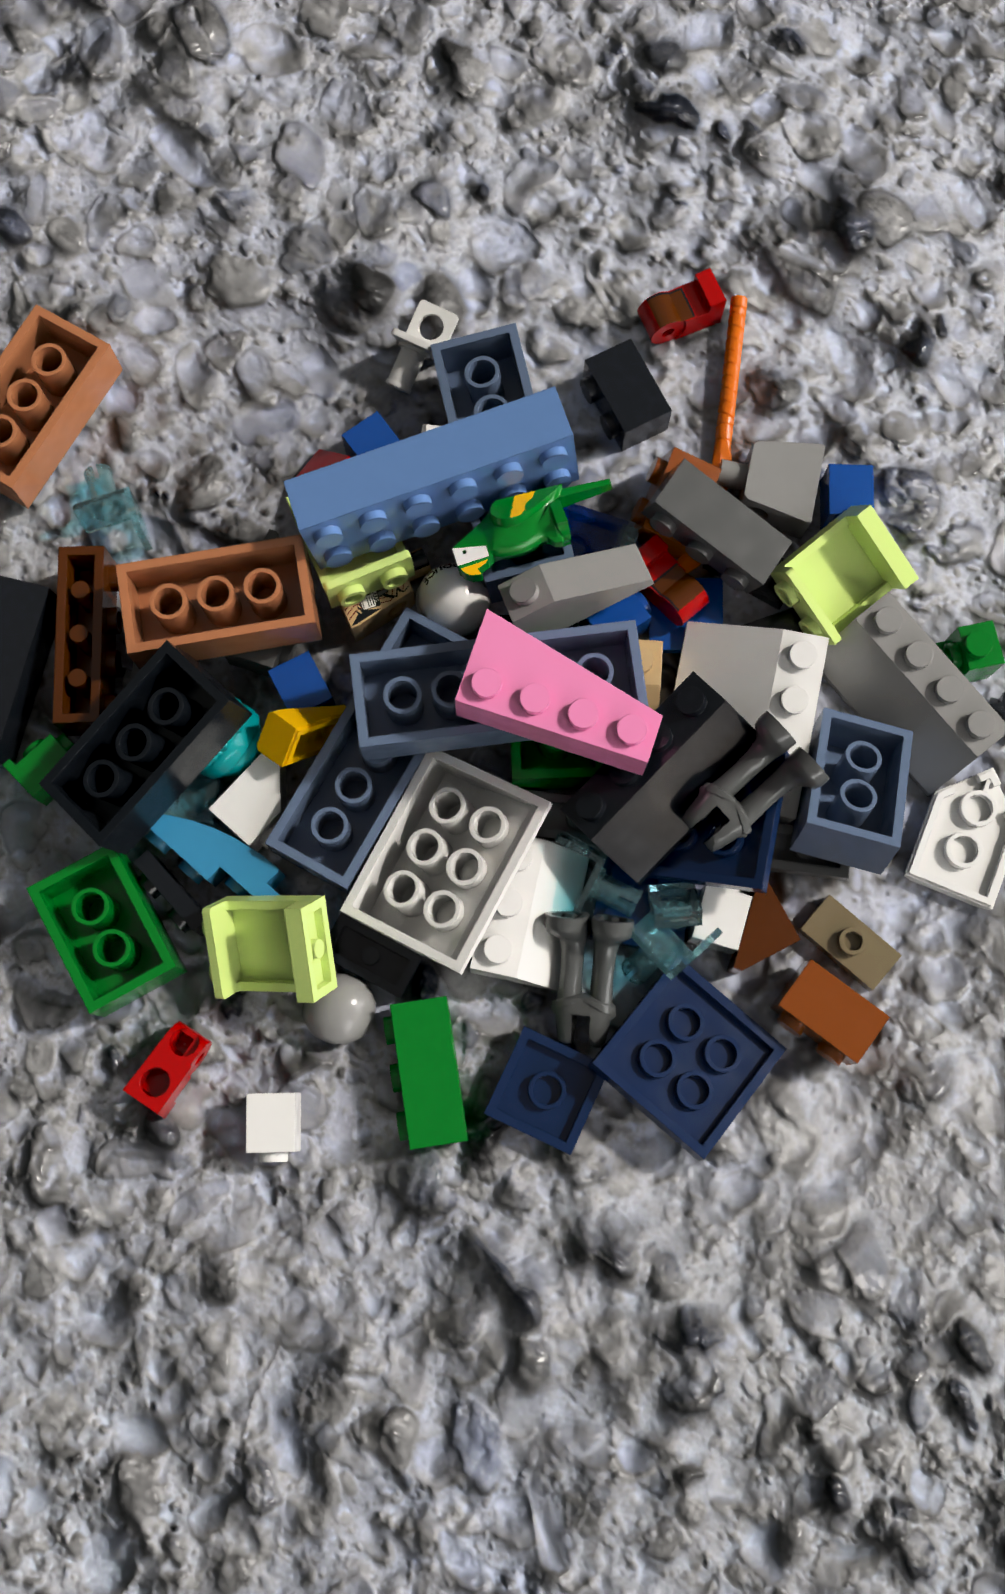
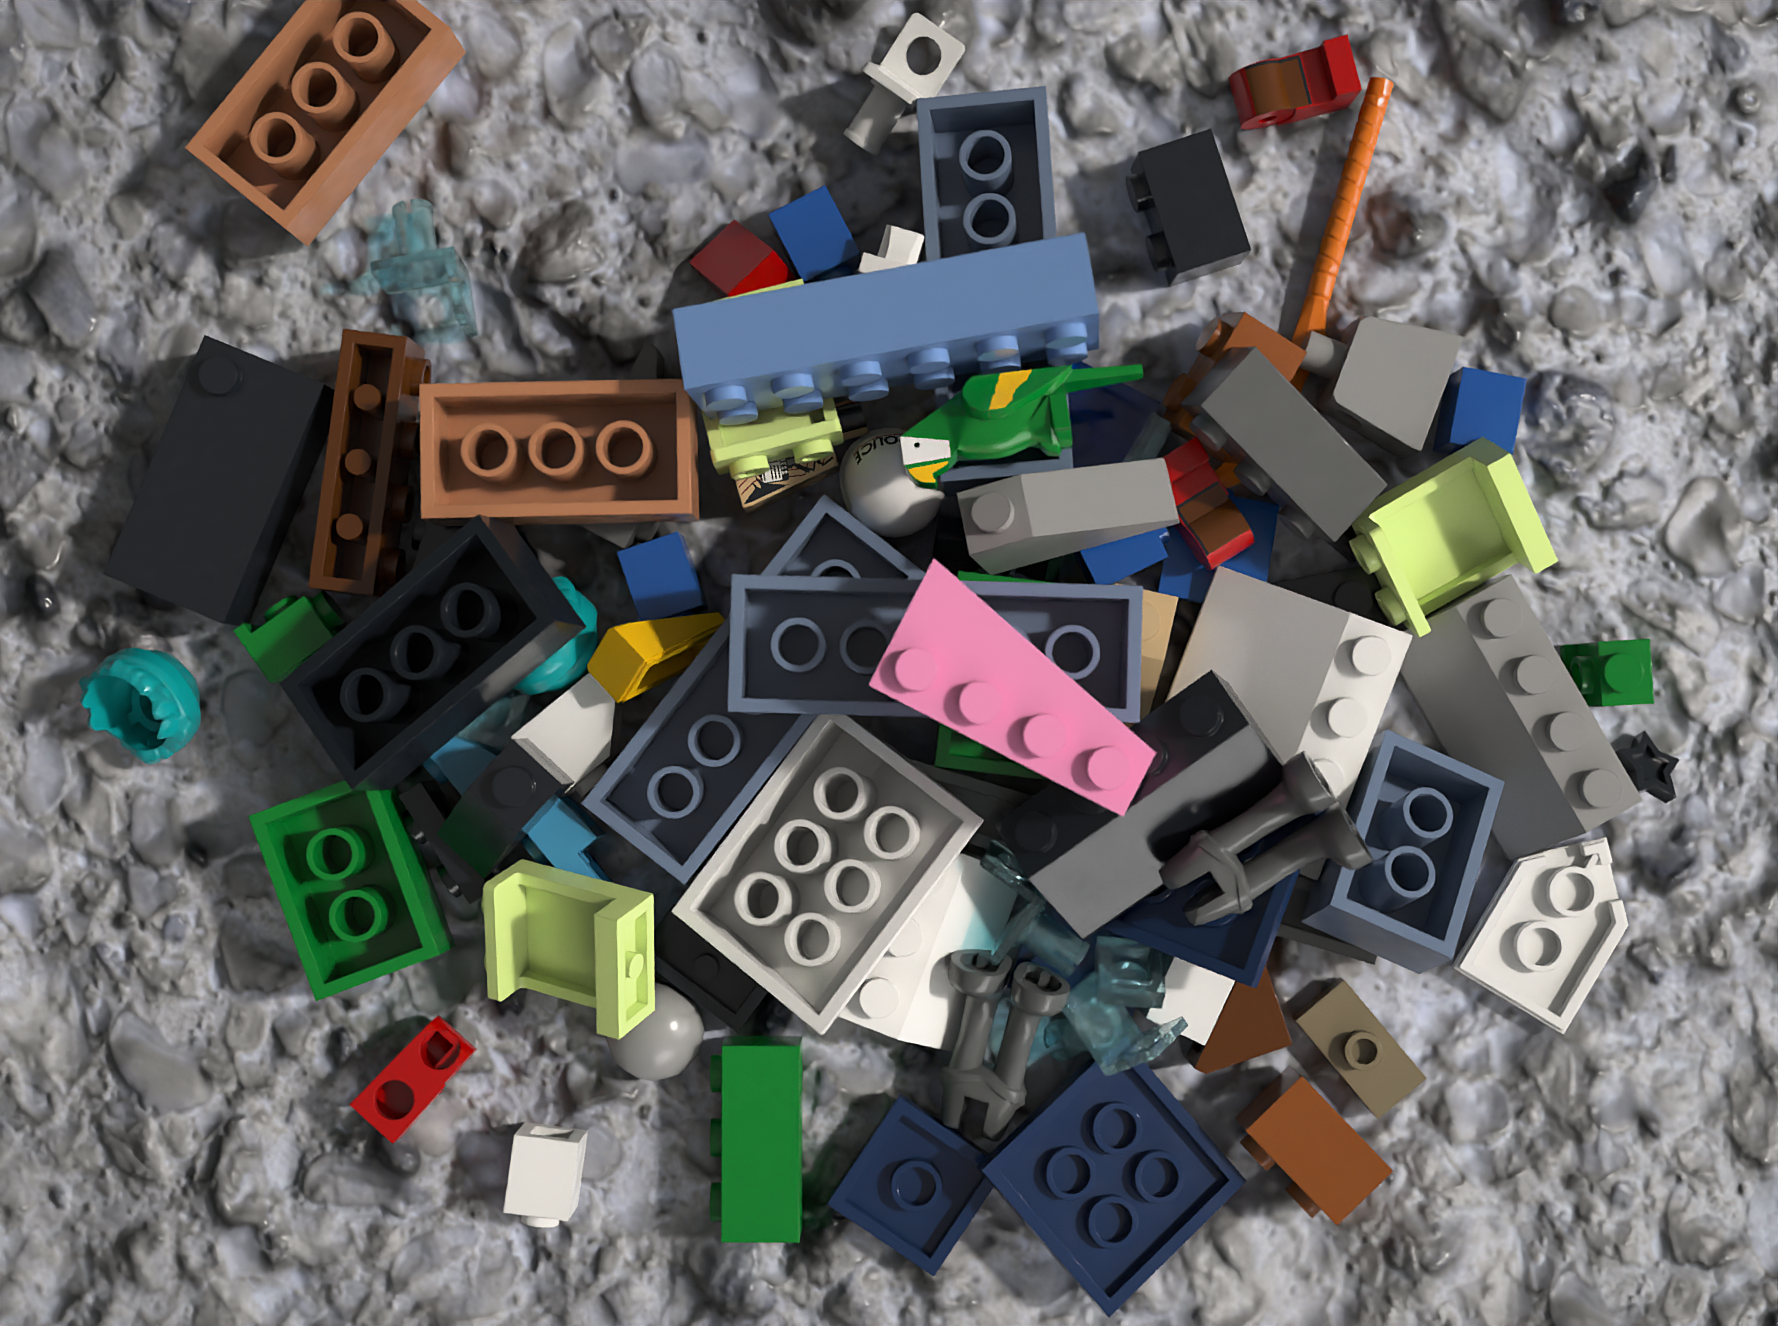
camera: 10 degrees right, 10 degrees up
(208, 852) = (503, 805): none -> black slope

